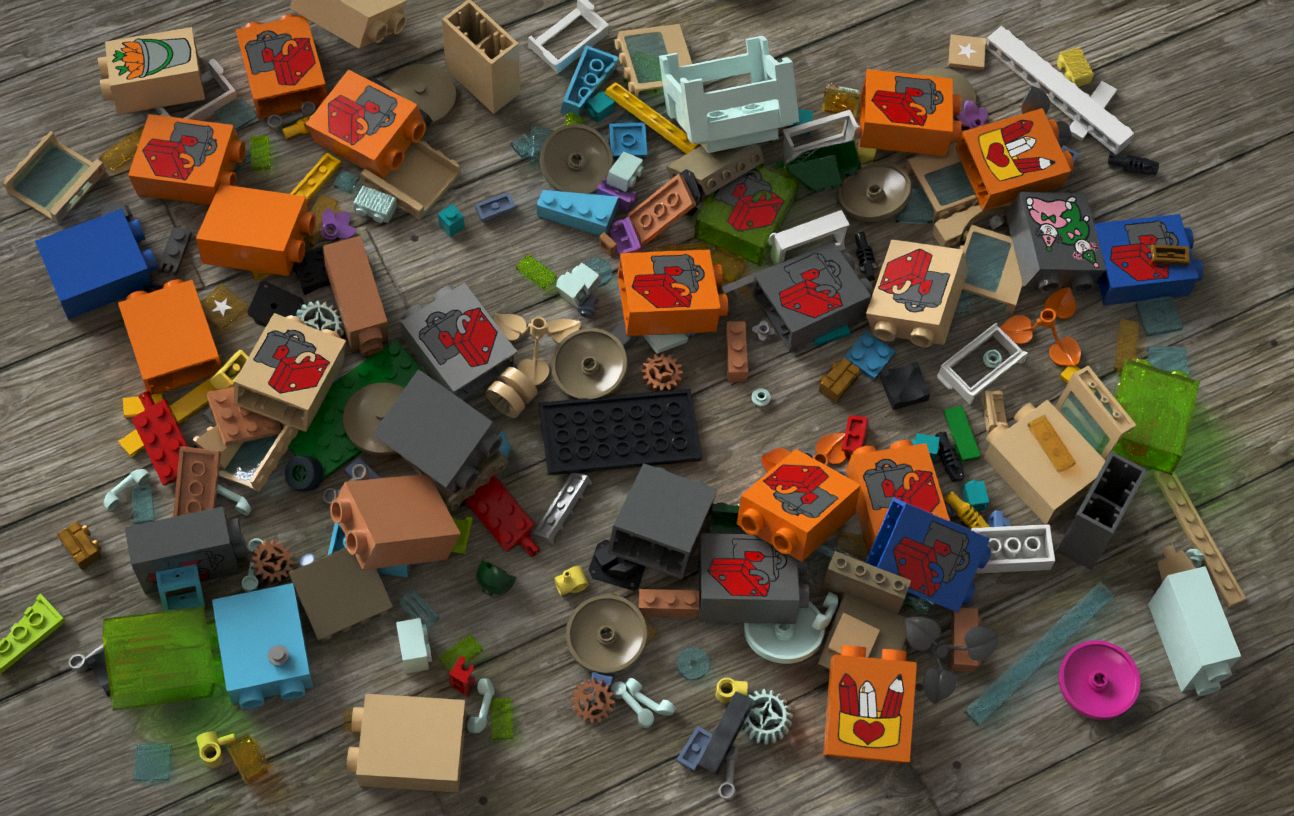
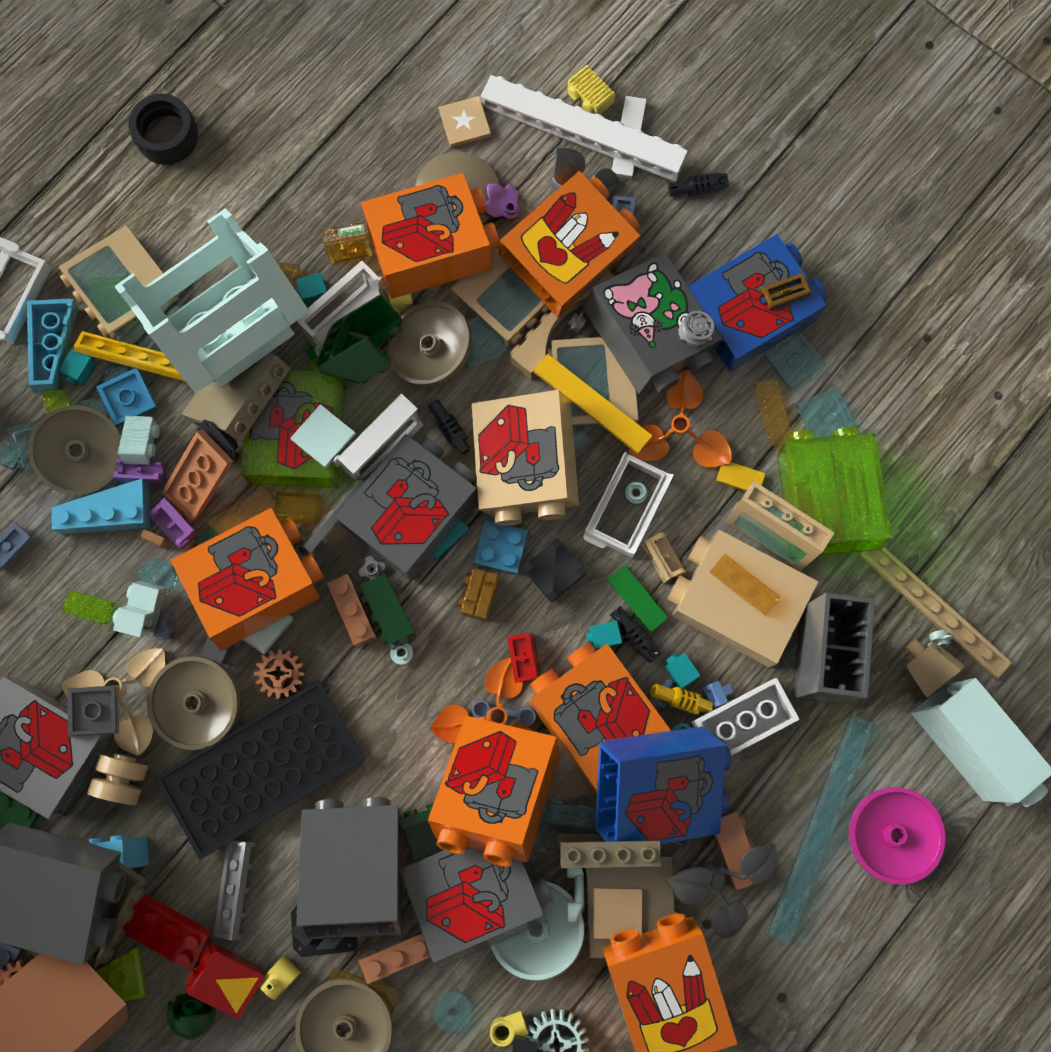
camera: 20 degrees left, 15 degrees up
(519, 332) = (93, 710): none -> dark grey tile
(531, 561) = (224, 980): none -> red brick
(763, 362) = (387, 612): none -> dark green brick
(769, 216) = (323, 436): none -> light aqua tile
(986, 280) = (592, 404): none -> yellow tile
(1088, 252) = (695, 328): none -> light grey wheel

